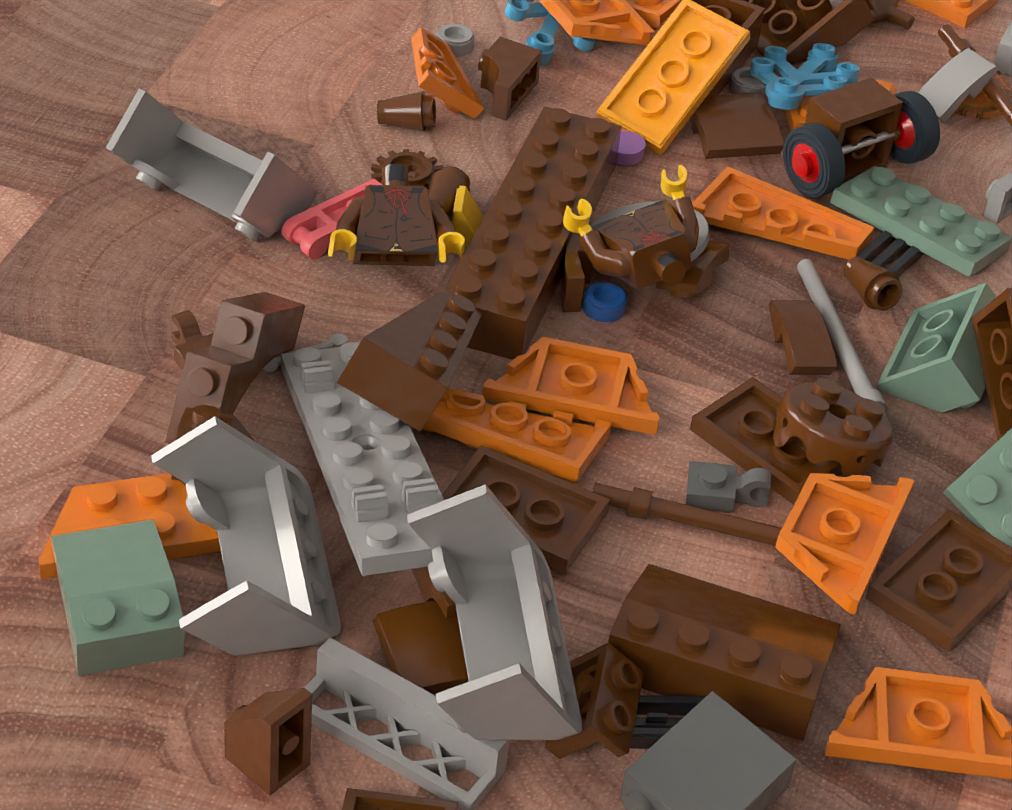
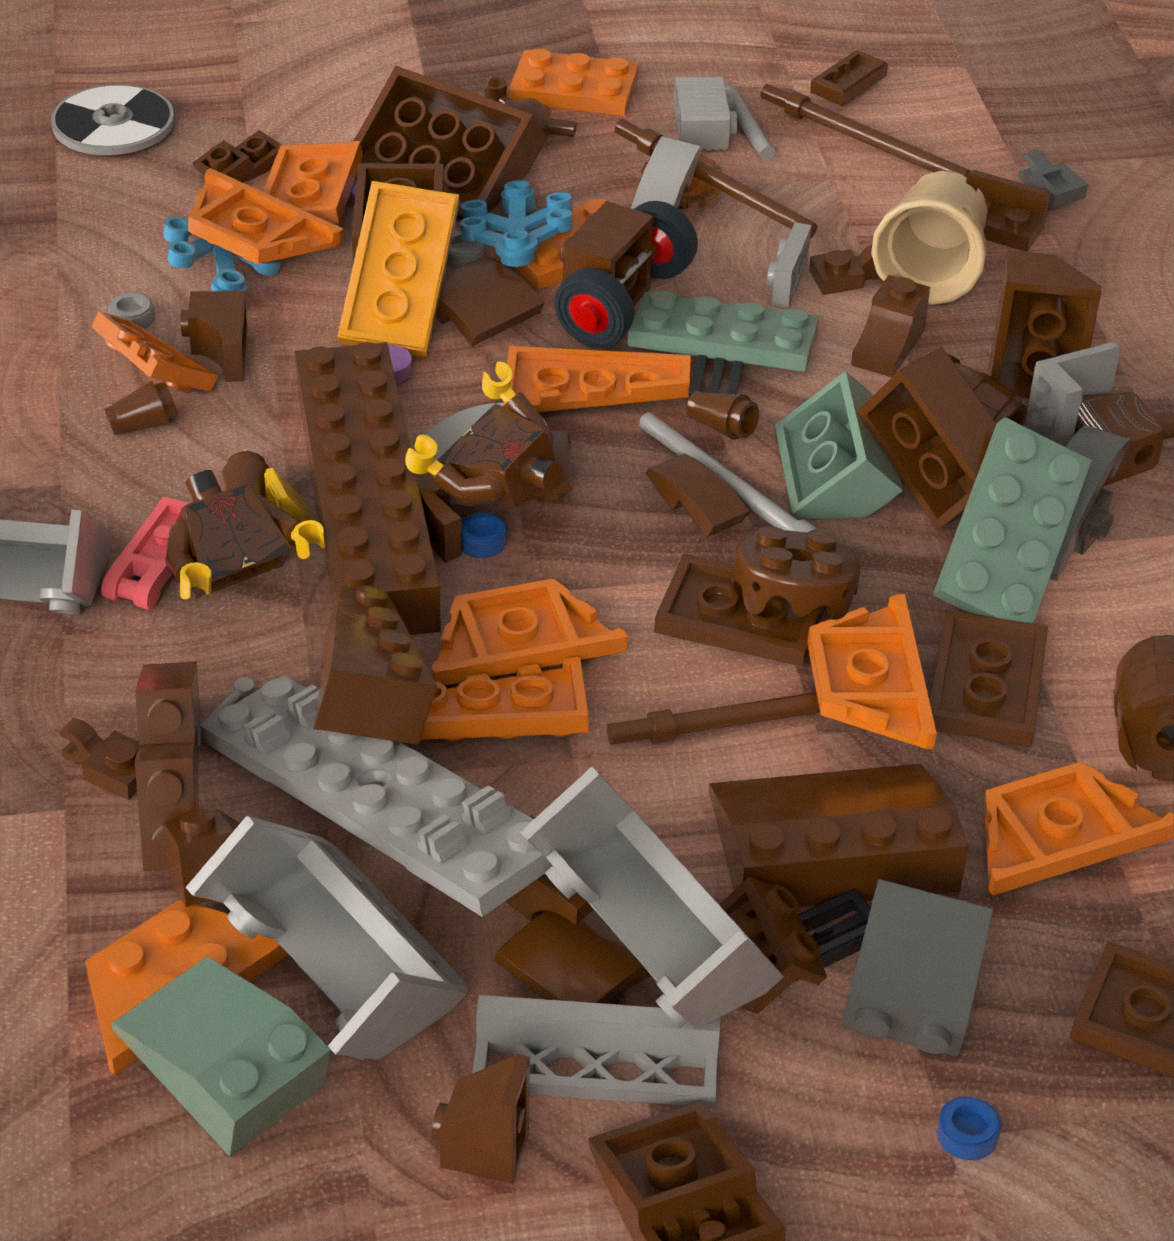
camera: 25 degrees left, 0 degrees up
(416, 162) = (164, 477): reddish brown gear -> none
(549, 509) = (540, 767): reddish brown plate -> none
(718, 486) = (724, 680): dark grey plate -> none

